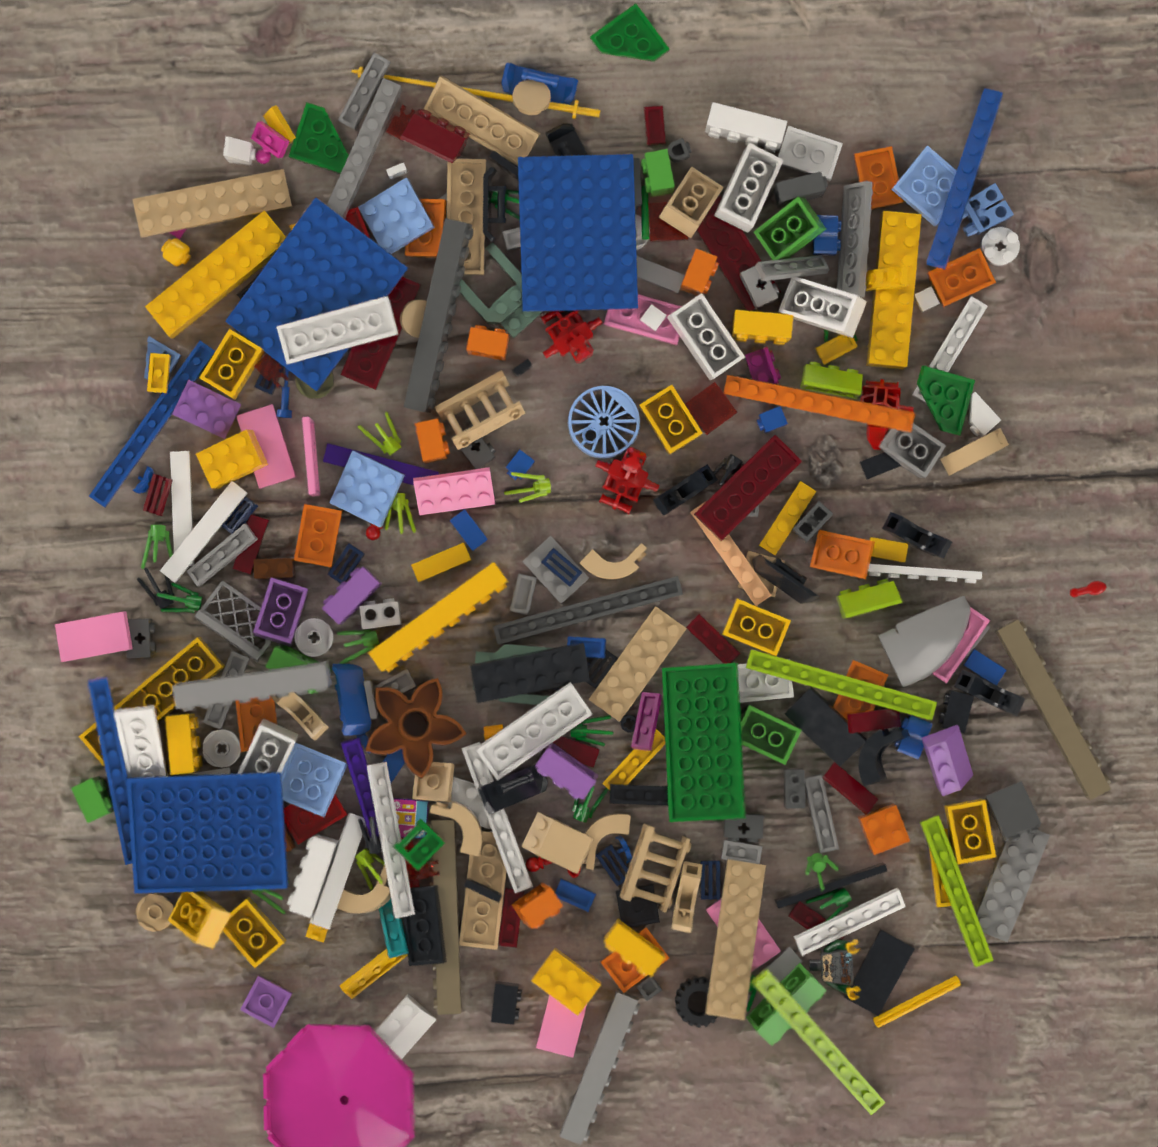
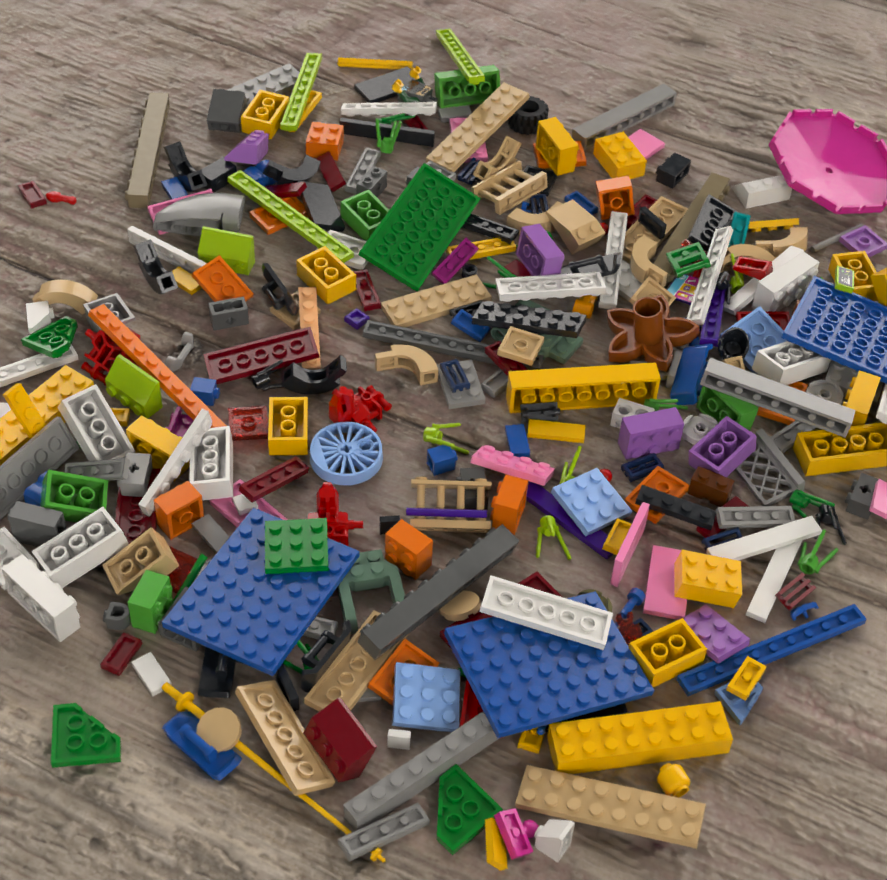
camera: 155 degrees left, 40 degrees down
(255, 901) = (844, 279): none -> tile
(293, 524) = (676, 507): none -> black plate
(296, 997) = (833, 239): none -> light grey bar
(325, 750) = (733, 343): none -> black hair
(326, 465) = (616, 536): none -> yellow tile
(334, 938) = (797, 238): none -> tan arch
(335, 872) = (759, 268): none -> red slope
(399, 123) = (364, 779): clear red plate -> none
(471, 567) = (539, 411): none -> black hinge
(477, 398) = (446, 512): none -> dark purple bar
(518, 630) = (520, 346): none -> tan plate
(523, 612) = (503, 363): none -> dark red tile
(573, 281) = (296, 546): none -> green plate
(619, 121) = (150, 673): none -> white tile
(644, 354) = (273, 479): none -> dark red plate
(697, 596) = (356, 319): none -> dark purple tile
(727, 316) = (173, 466): none -> white plate
(787, 518) = (245, 332): yellow plate -> none
(828, 472) = (175, 363): none -> light grey bar
(878, 465) = (147, 330): black tile -> none
(1119, 577) = (32, 194): none -> dark red tile

